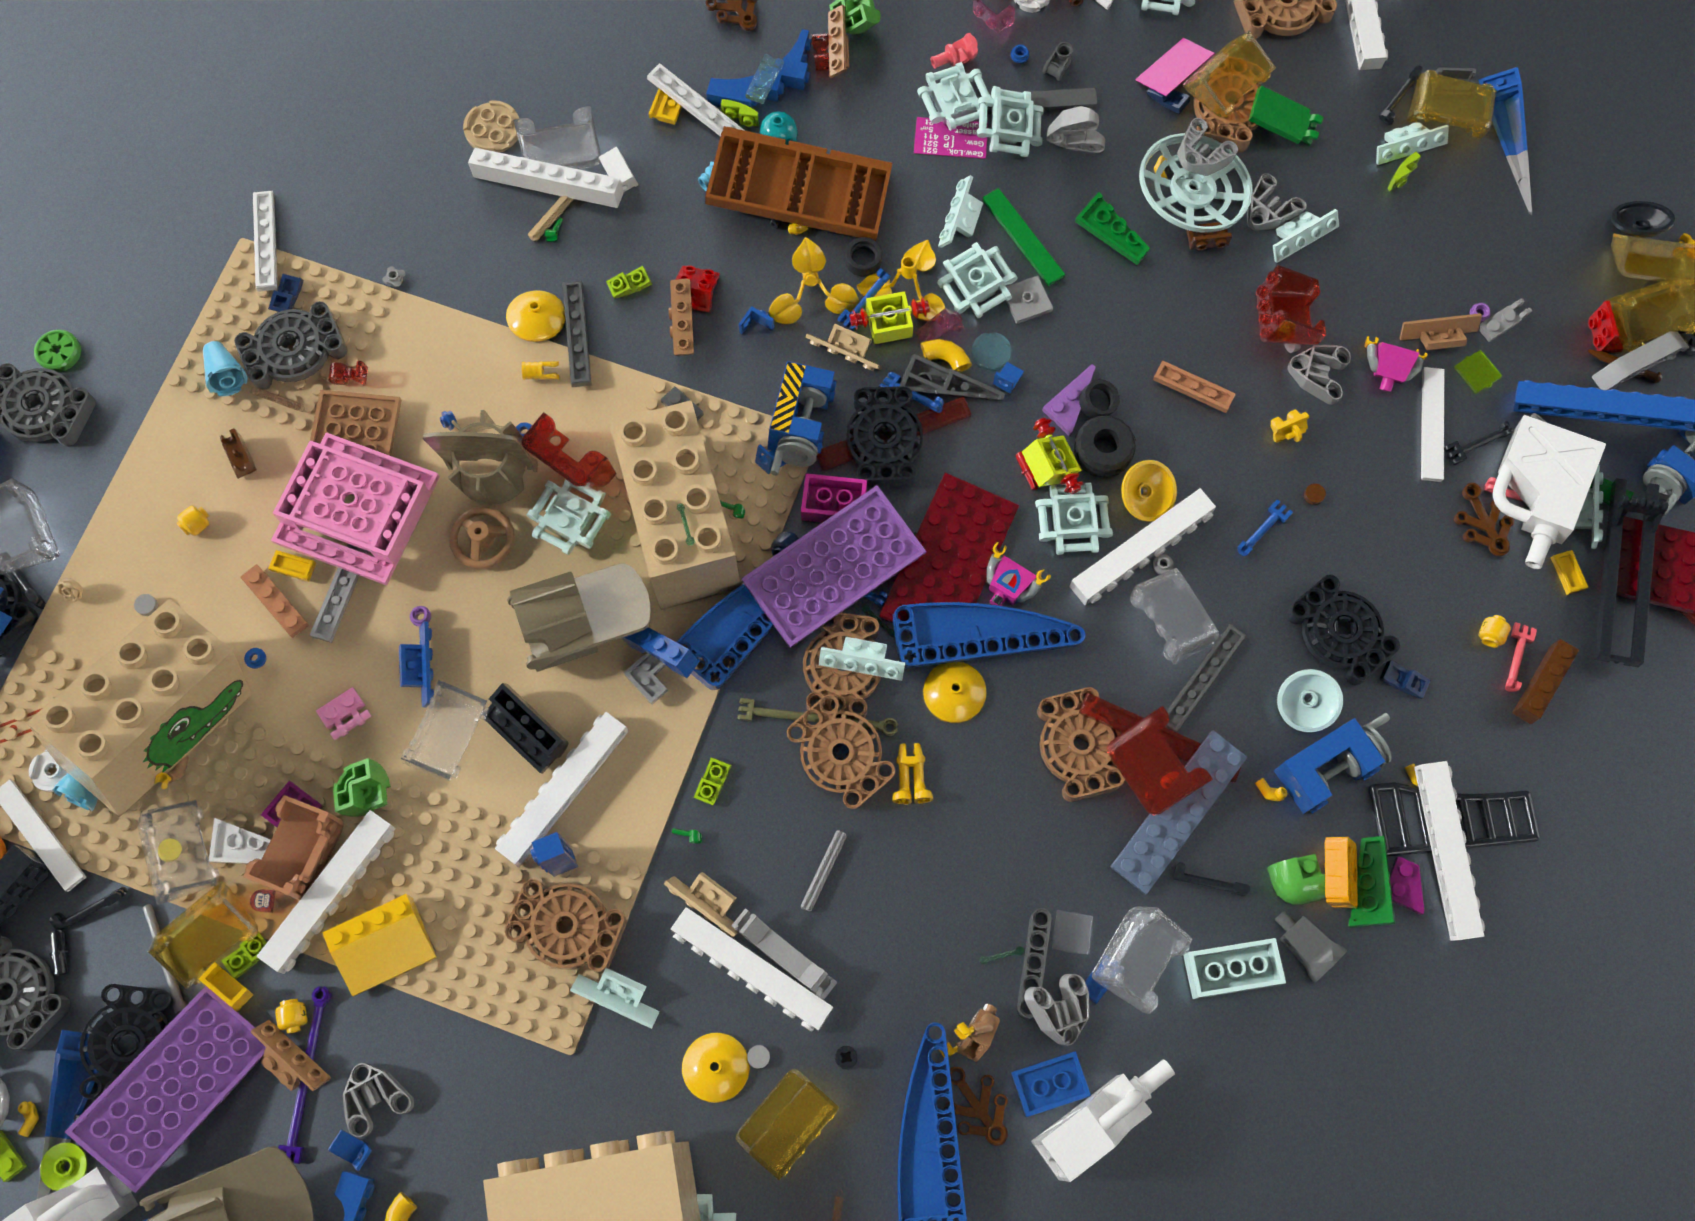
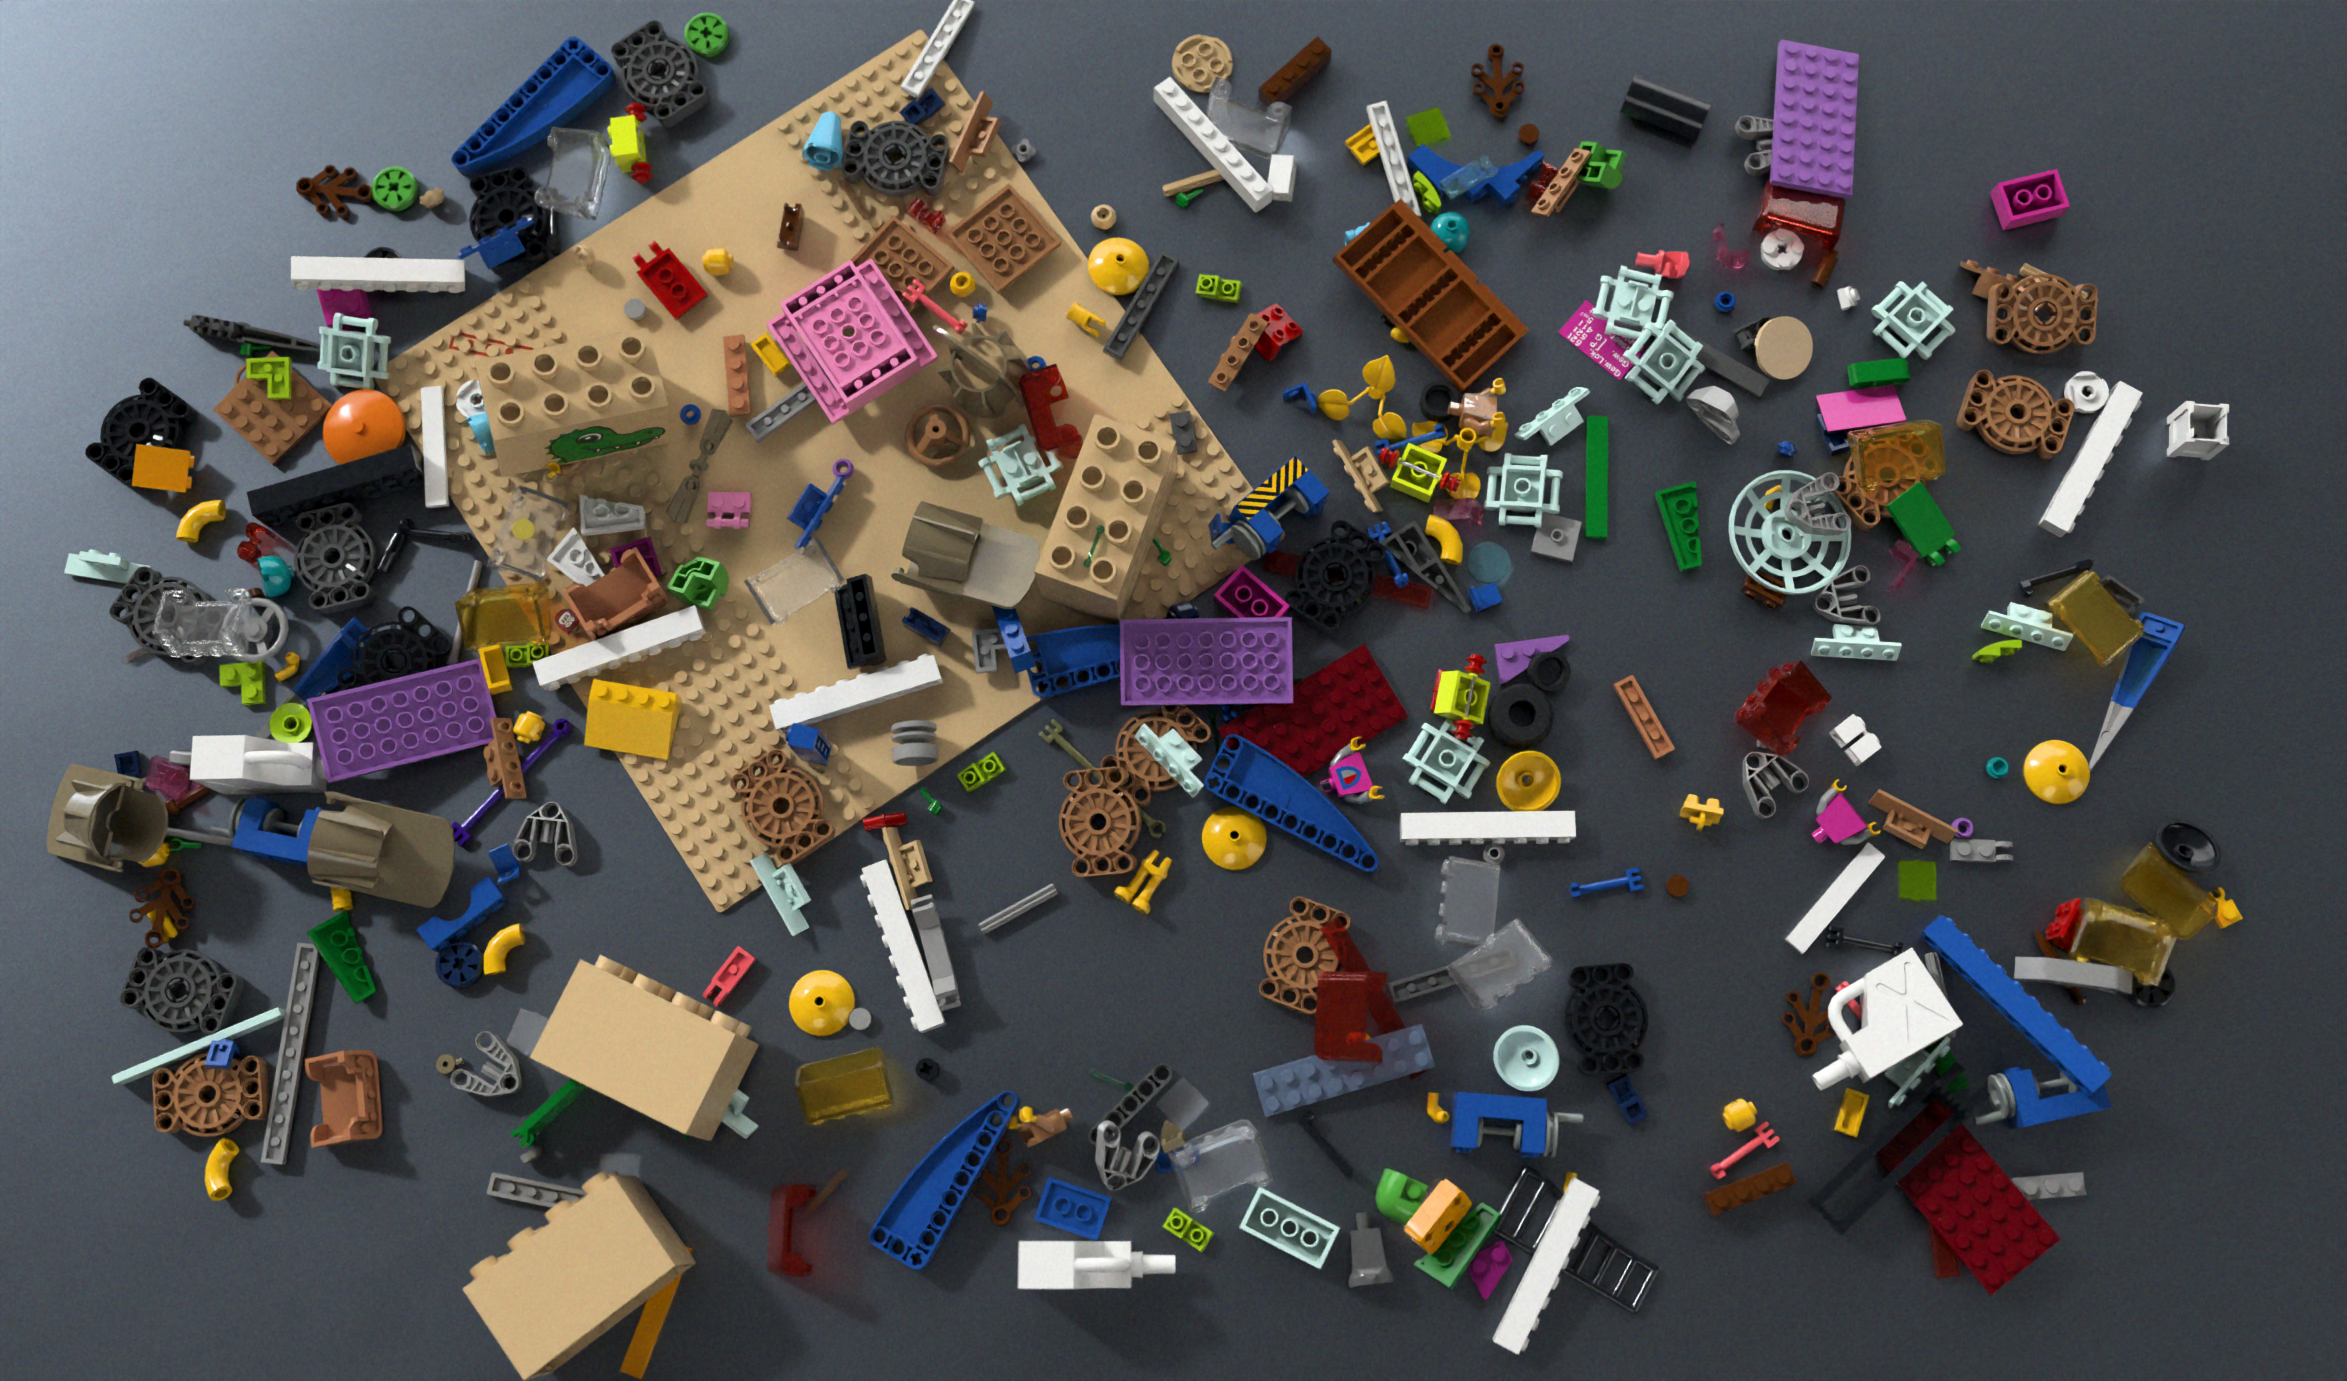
camera: 40 degrees right, 5 degrees up
(46, 474) = (629, 143): none -> neon yellow brick
(160, 562) = (670, 281): none -> red tile
(238, 791) = (606, 517): none -> white wing
(298, 730) = (684, 498): none -> dark tan piece
(347, 285) = (977, 133): none -> medium nougat bracket
(386, 437) = (959, 327): none -> coral hinge
(419, 413) = (962, 290): none -> yellow plate
(426, 351) = (1003, 238): none -> medium nougat plate
(496, 292) = (1099, 221): none -> tan plate
(572, 87) = (1295, 73): none -> reddish brown brick
(582, 695) = (926, 627): none -> dark blue hinge
(619, 1100) = (729, 974): none -> coral hinge
(641, 792) = (914, 743): none -> light grey wheel
(660, 877) = (884, 821): none -> red axle
(703, 67) = (1427, 126): none -> clear neon green piece
(784, 26) = (1528, 134): none -> reddish brown tile
(902, 240) = (1480, 410): none -> medium nougat torso
(1086, 965) = (1172, 1136): none -> dark tan tile
(1088, 57) = (1783, 347): none -> tan tile
(1145, 127) = (1787, 448): none -> blue plate
(1154, 1031) = (1188, 1230): none -> lime slope
(1168, 34) = (1878, 373): none -> green beam
(1236, 644) = (1499, 965): none -> clear windscreen
(1290, 147) = (1905, 553): none -> clear pink bracket
(1367, 300) = (1863, 747): none -> white piece
(1469, 253) = (1997, 767): none -> teal plate
(1505, 236) = (2046, 780): none -> yellow dish

